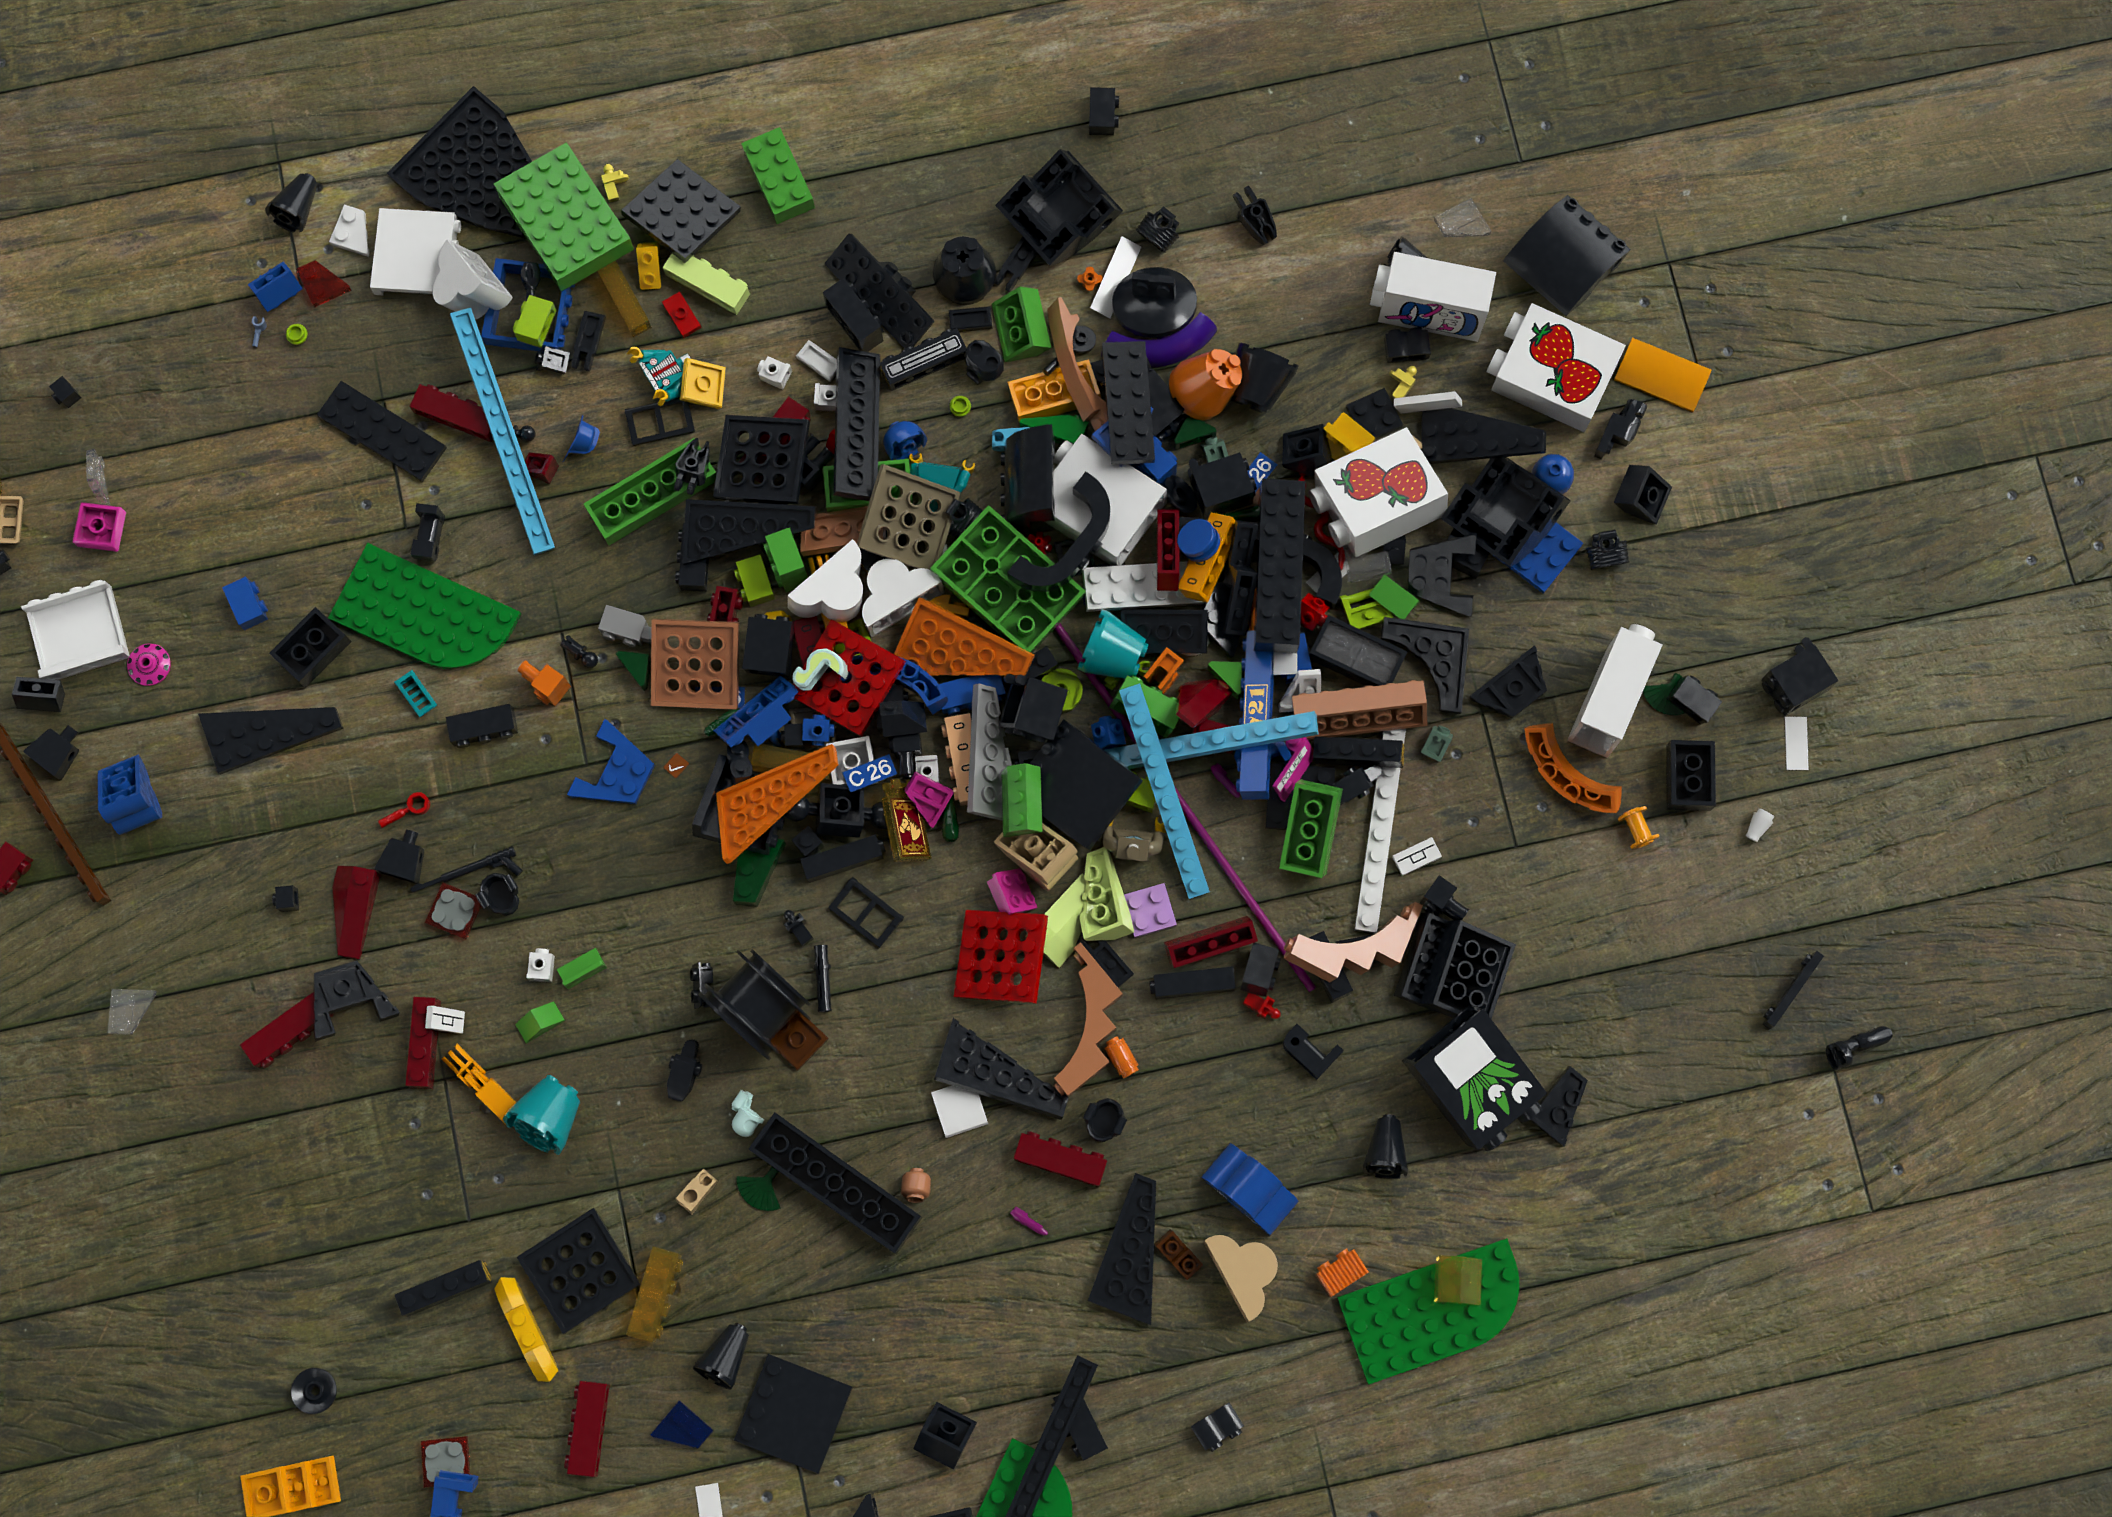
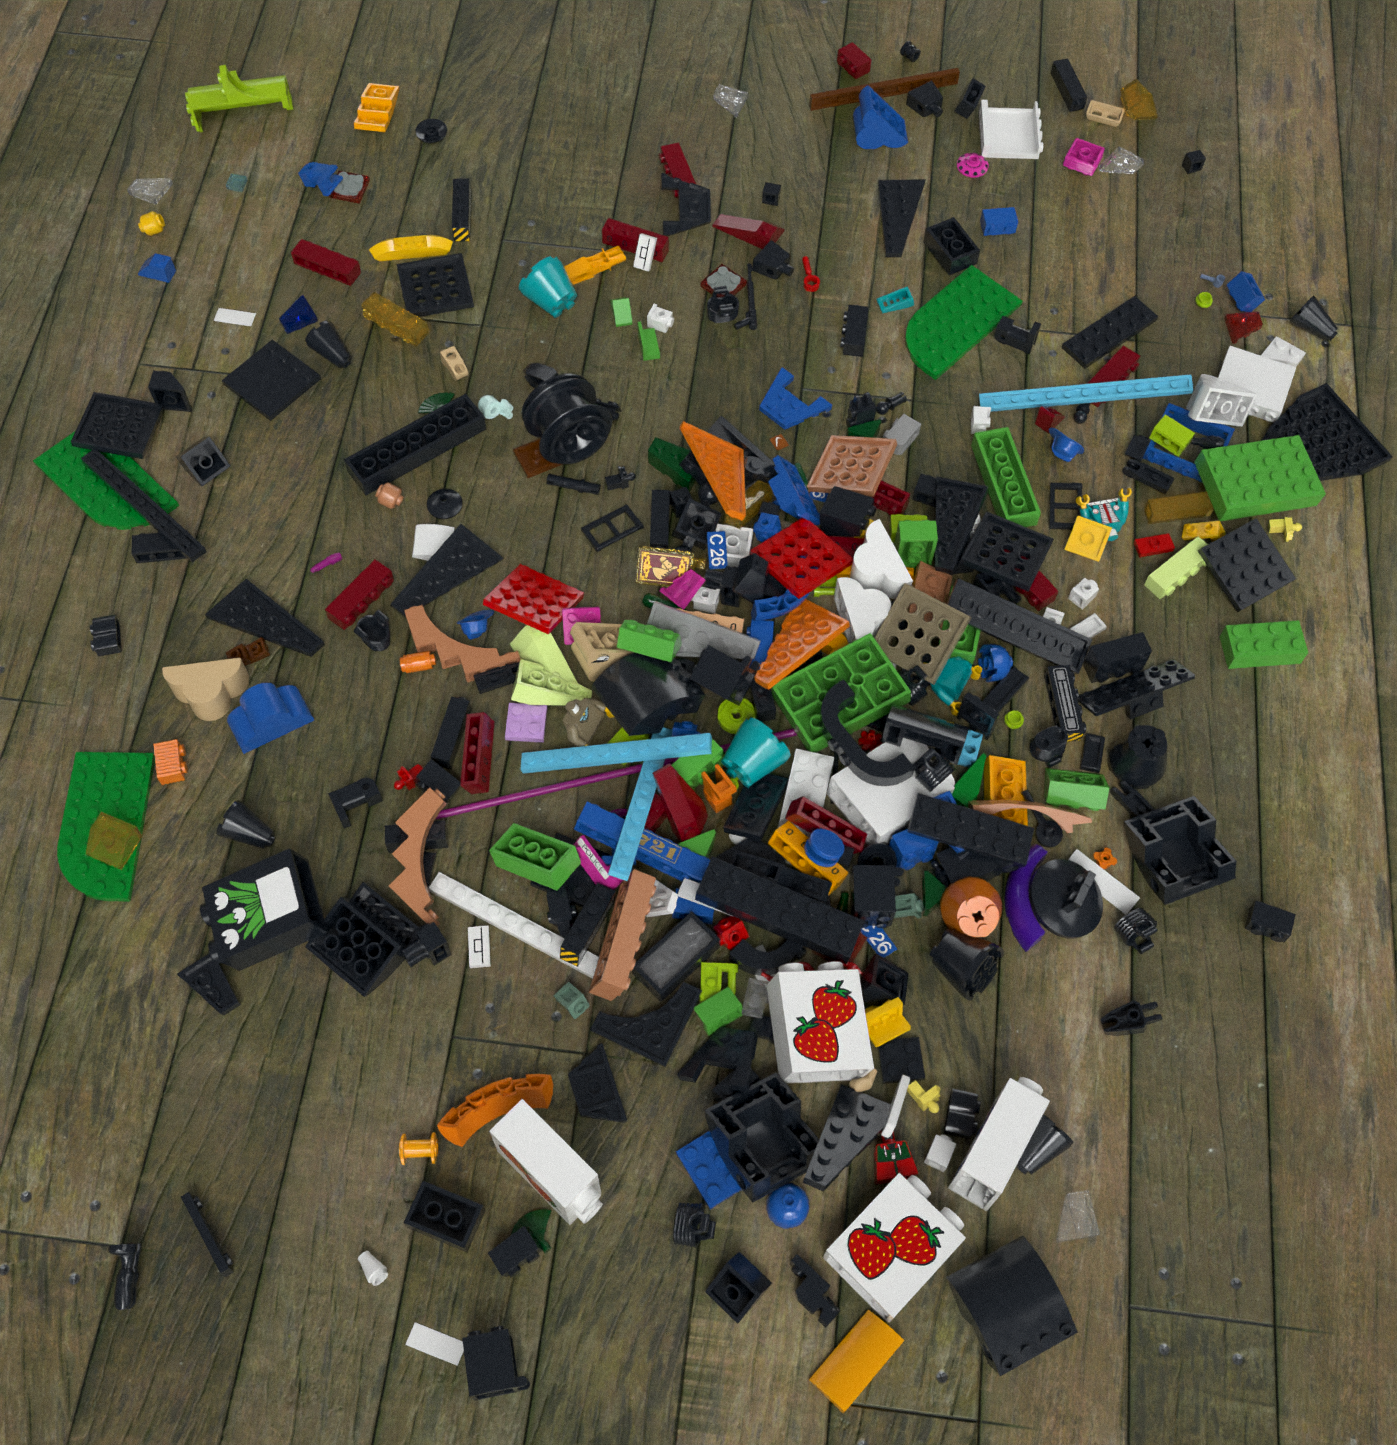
camera: 105 degrees right, 15 degrees down
(547, 683) = (871, 369): orange brick -> none
(572, 543) = (980, 419): none -> white brick
(616, 676) = (861, 410): none -> black hinge
(692, 466) = (1014, 498): black hinge -> none
(816, 666) = (816, 534): light aqua animal -> none
(899, 1132) = (444, 509): none -> black dish
(952, 431) = (985, 713): none -> black bracket
(1049, 1013) = (475, 623): none -> blue piece
(1079, 452) = (934, 771): none -> black piece
(1451, 354) = (940, 1152): none -> white brick
(1478, 392) = (892, 1159): none -> red torso

